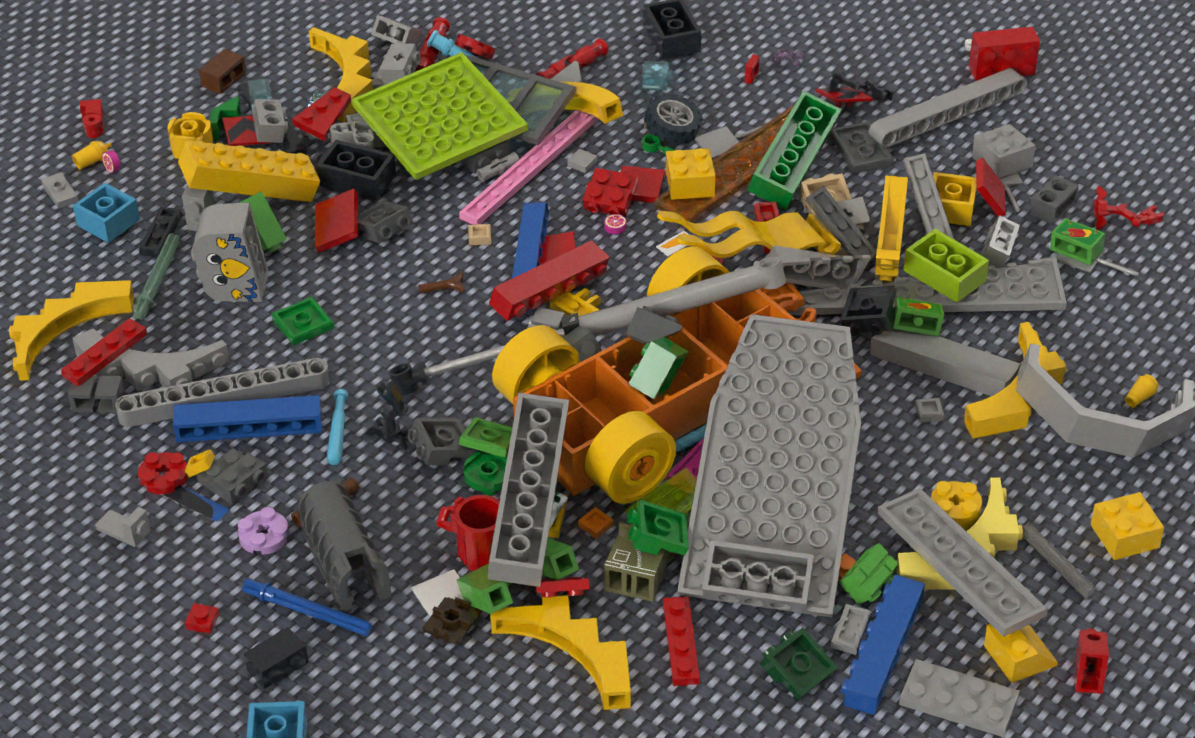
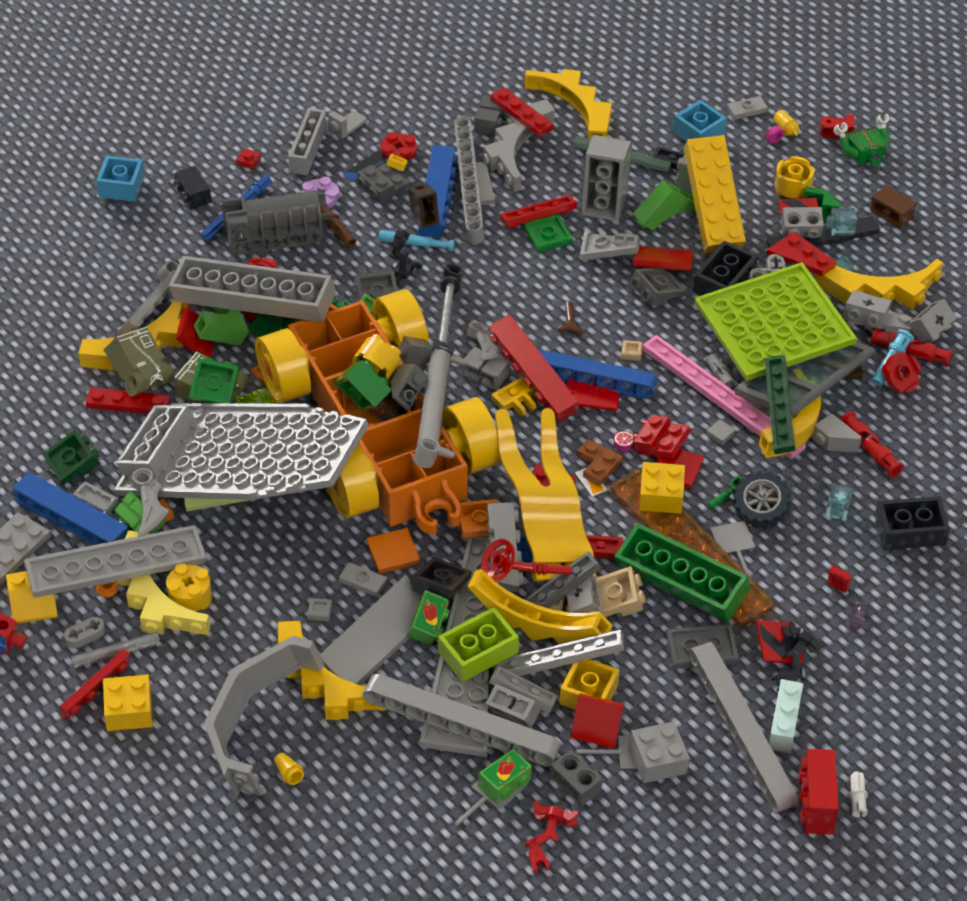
camera: 100 degrees right, 5 degrees up
(122, 94) = (865, 144): none -> green torso
(174, 550) = (307, 141): none -> light grey brick
(271, 328) = (537, 211): none -> red plate
(304, 398) = (424, 198): none -> dark brown torso
(325, 262) = (603, 245): none -> light grey wing
(518, 642) = (165, 275): none -> light grey hinge
(526, 321) = (480, 332): none -> light grey piece
(571, 89) = (780, 404): none -> dark green plate
(623, 350) = (380, 355): none -> yellow brick
(637, 618) = (139, 361): none -> olive piece
(650, 233) = (602, 461): none -> dark orange plate
(853, 242) = (506, 564): none -> red dish
(874, 543) = (152, 510): none -> light grey piece
(876, 384) = (363, 579): none -> light grey plate
(910, 81) = (785, 716): none -> light aqua arch
(975, 237) = (511, 681): none -> light grey tile
(1037, 270) = (461, 719): none -> light grey beam
(1047, 592) = (84, 632): none -> light grey beam
(1116, 560) = (90, 689): none -> red plate

